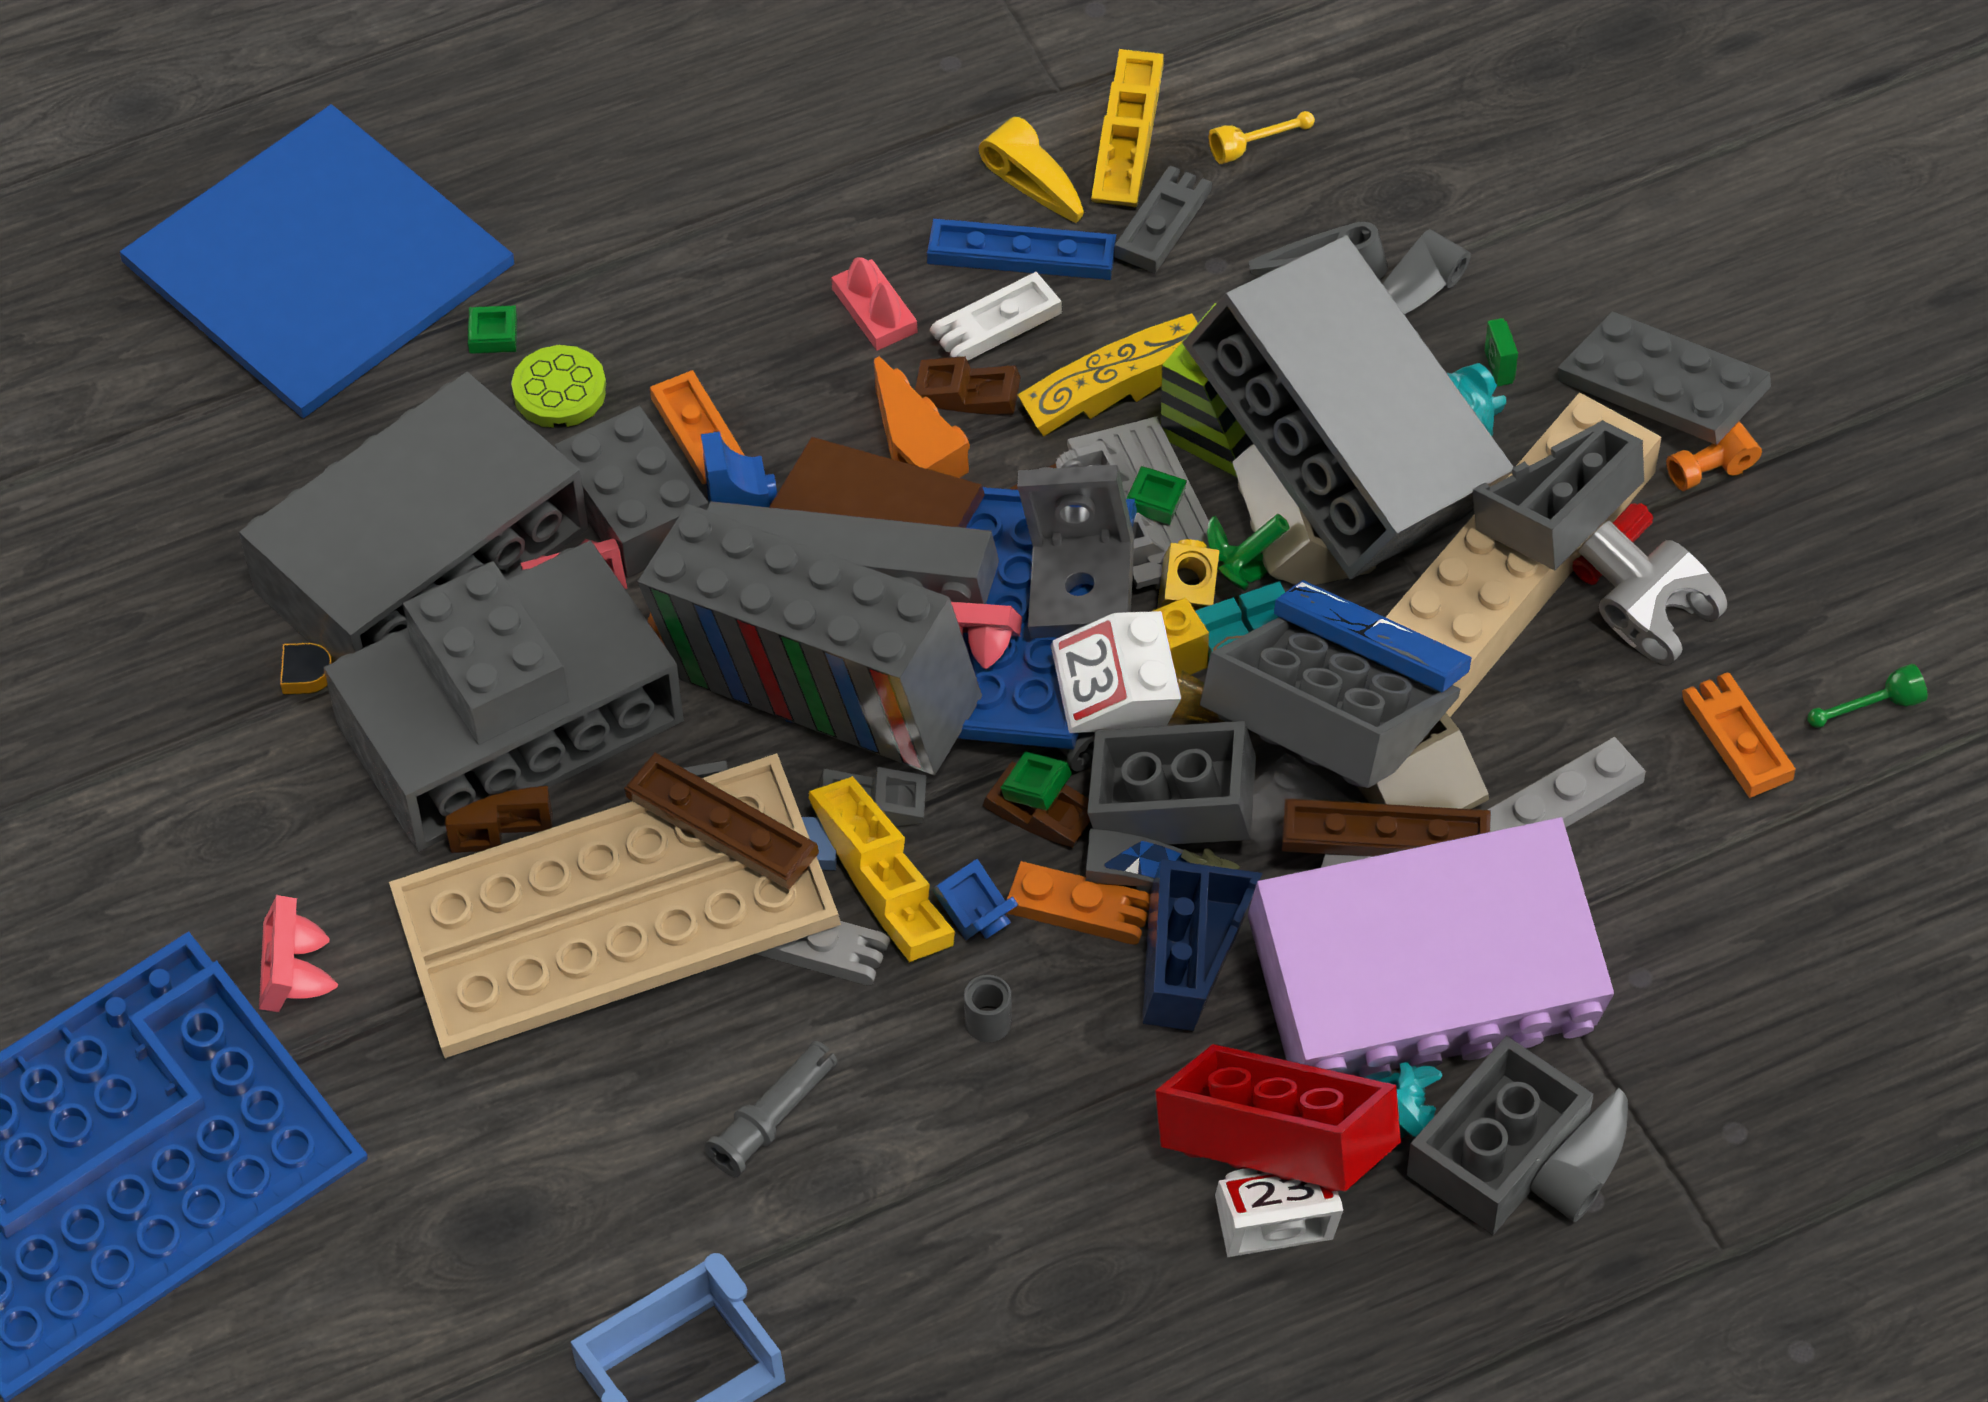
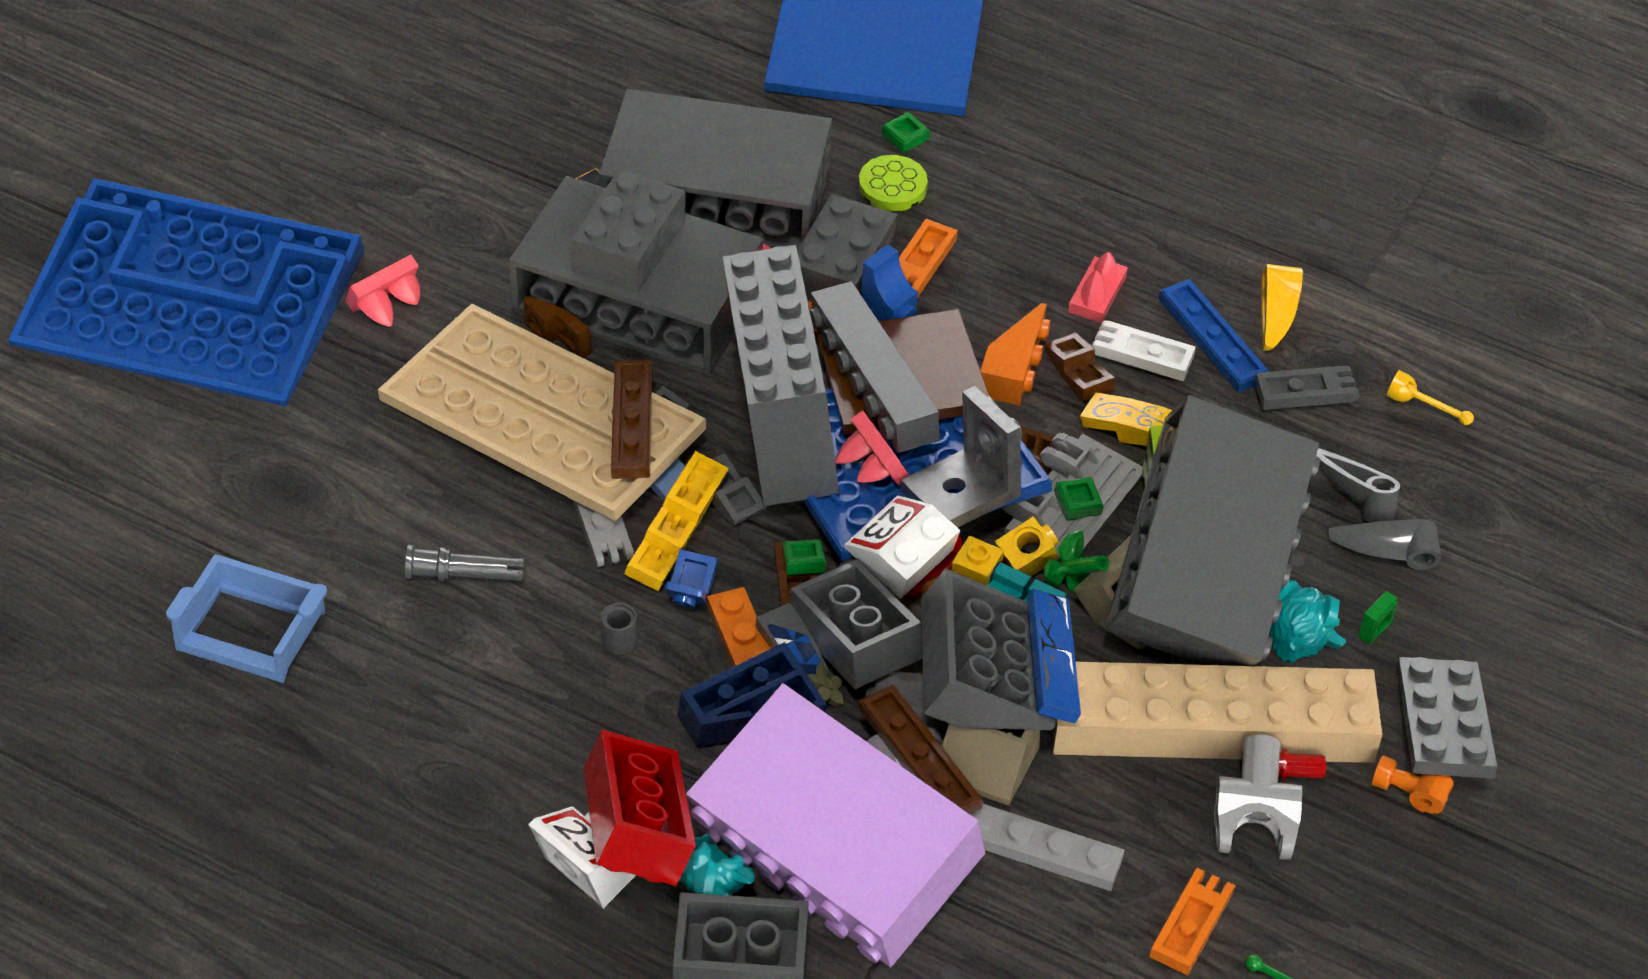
camera: 50 degrees right, 5 degrees down
(1127, 128) = (1359, 333): yellow slope -> none
(1564, 497) = (1260, 694): dark grey wedge -> none

